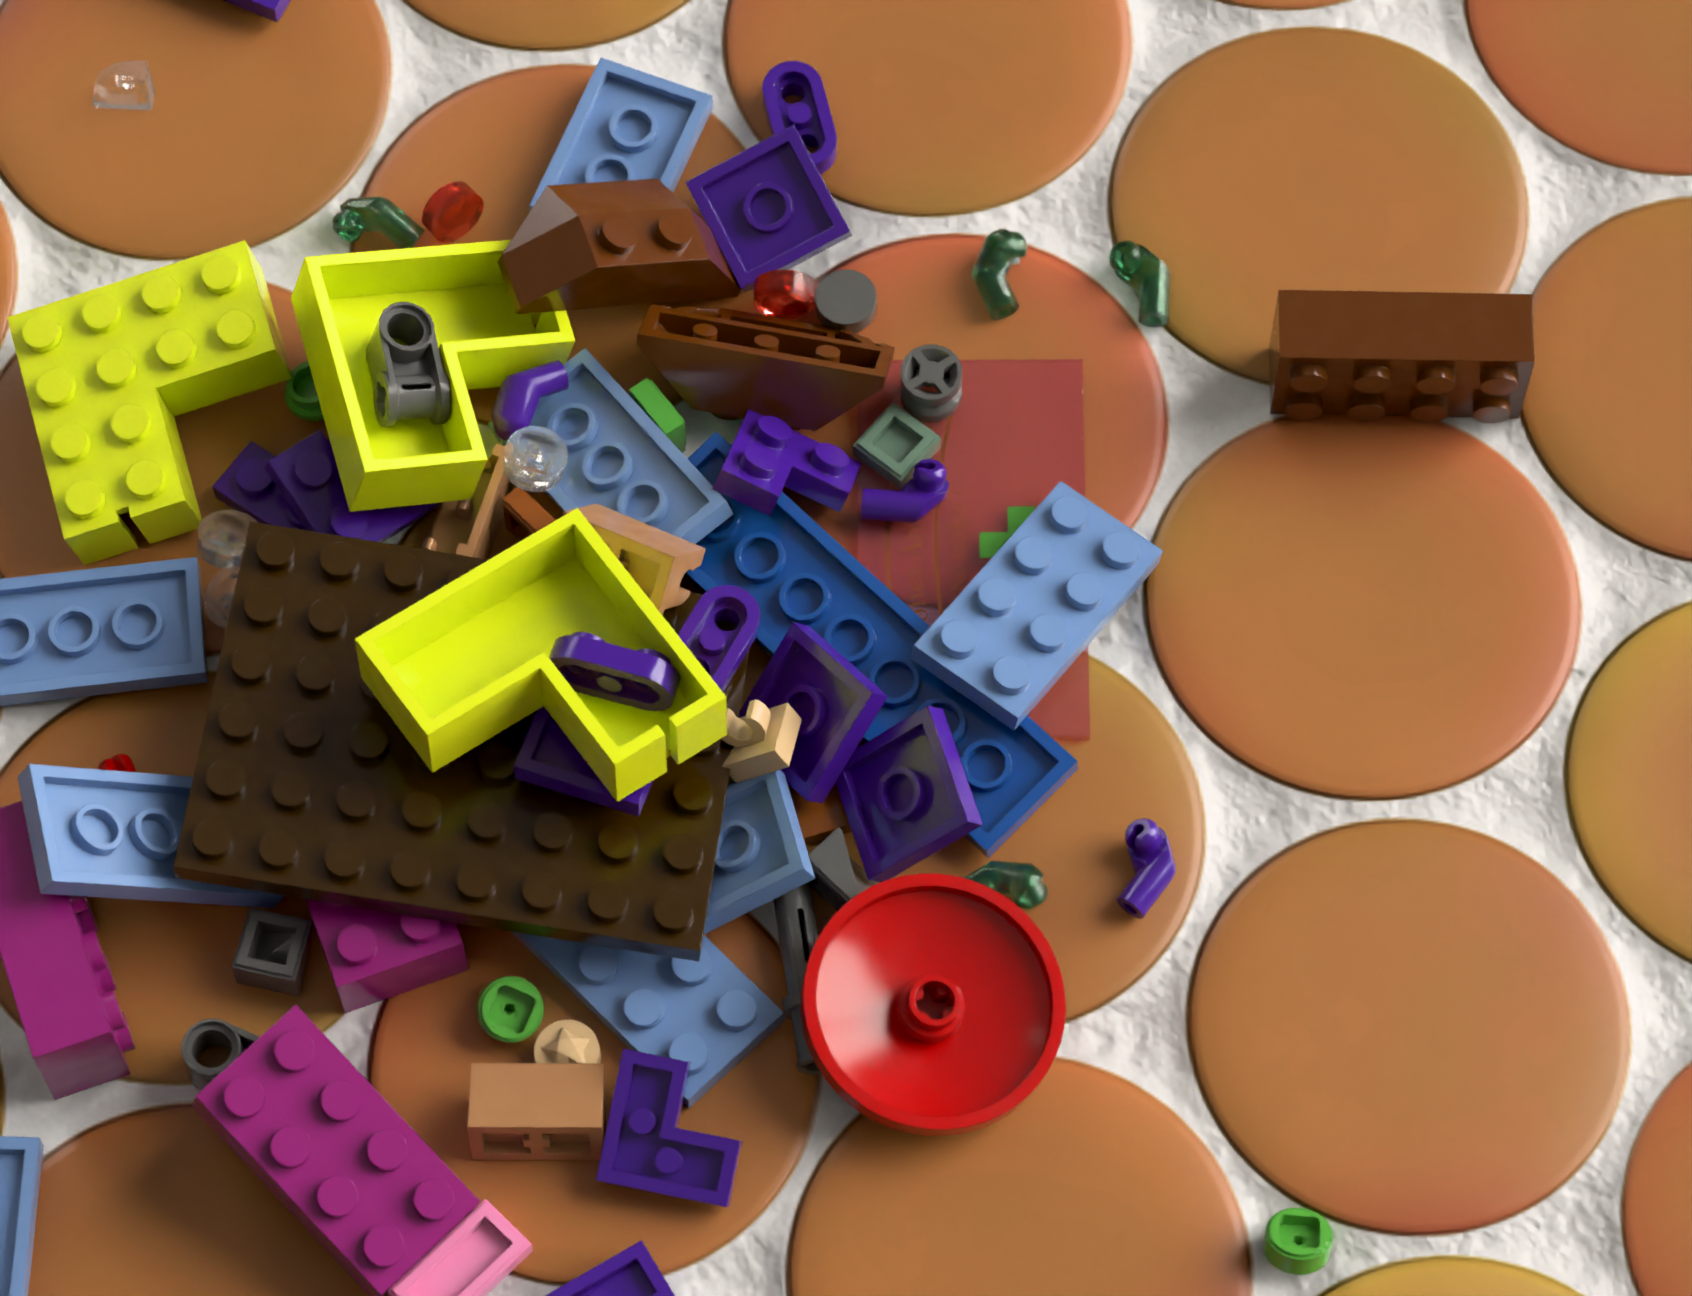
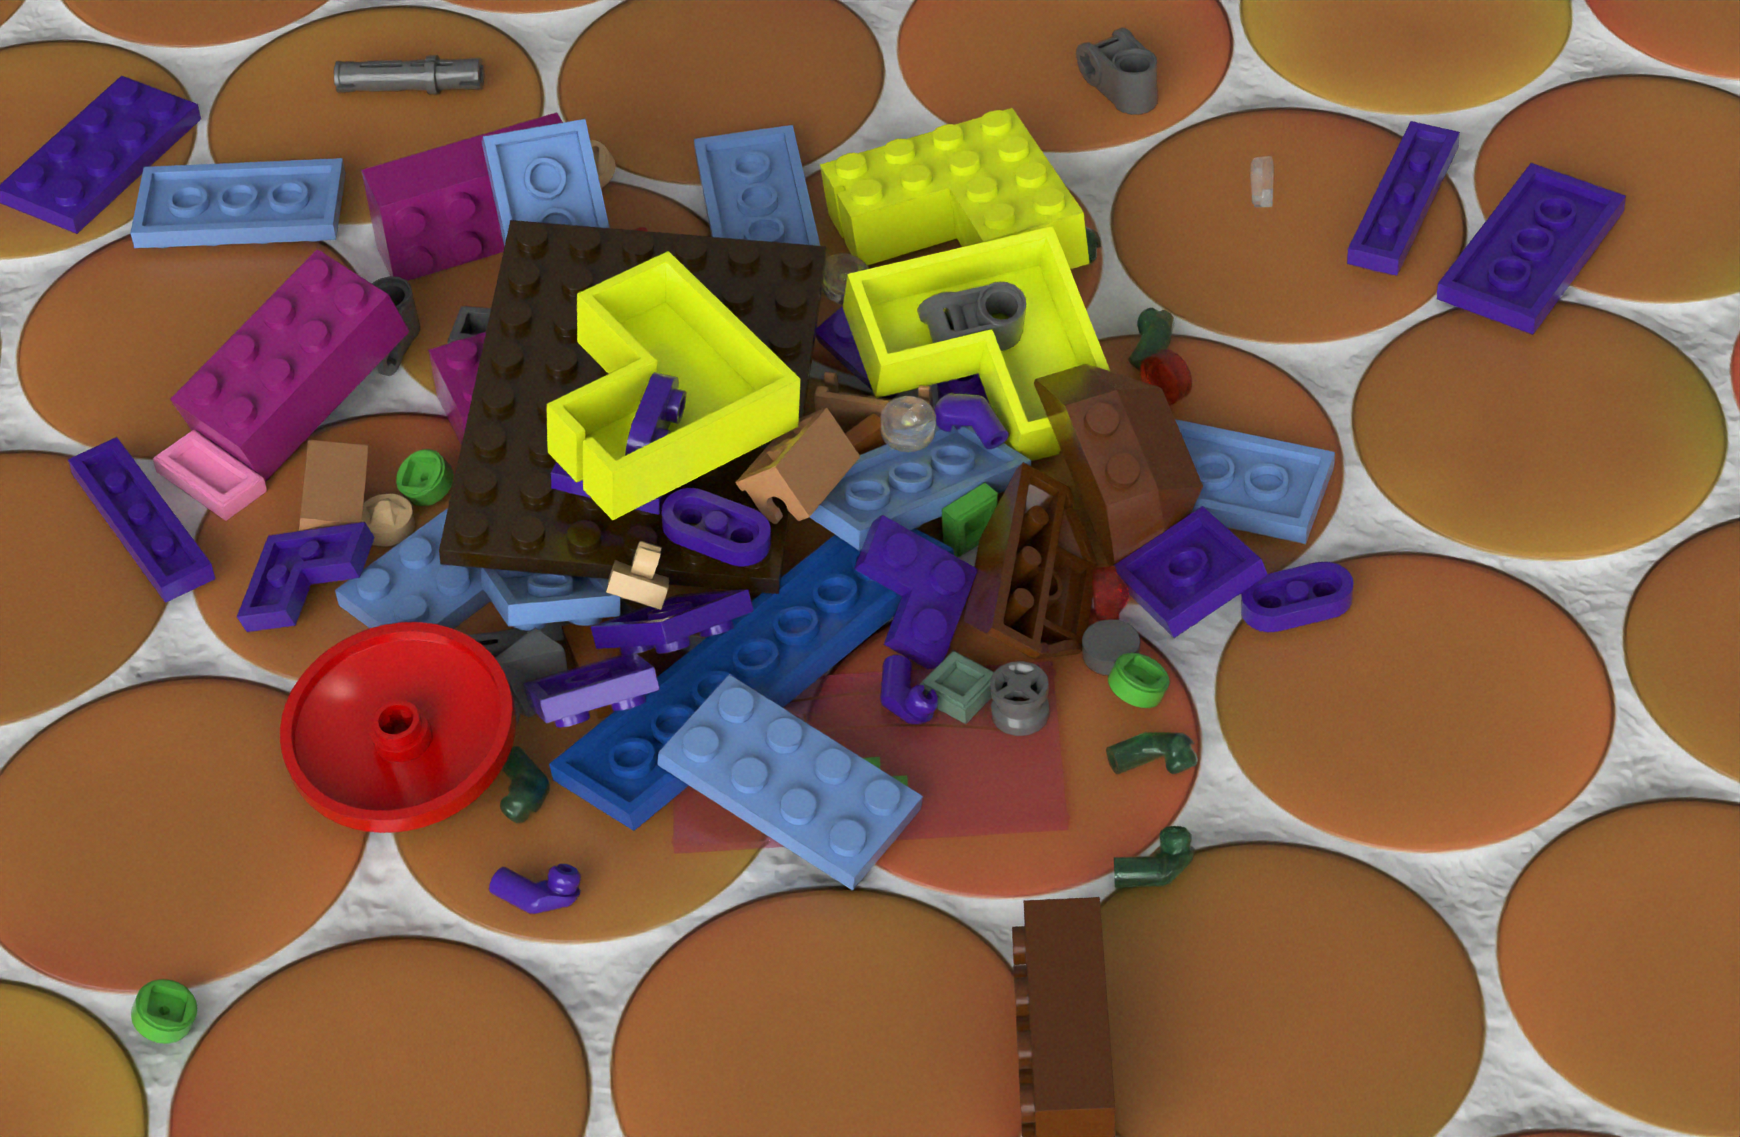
camera: 90 degrees right, 20 degrees down
(902, 275) = (1138, 680): none -> bright green tile

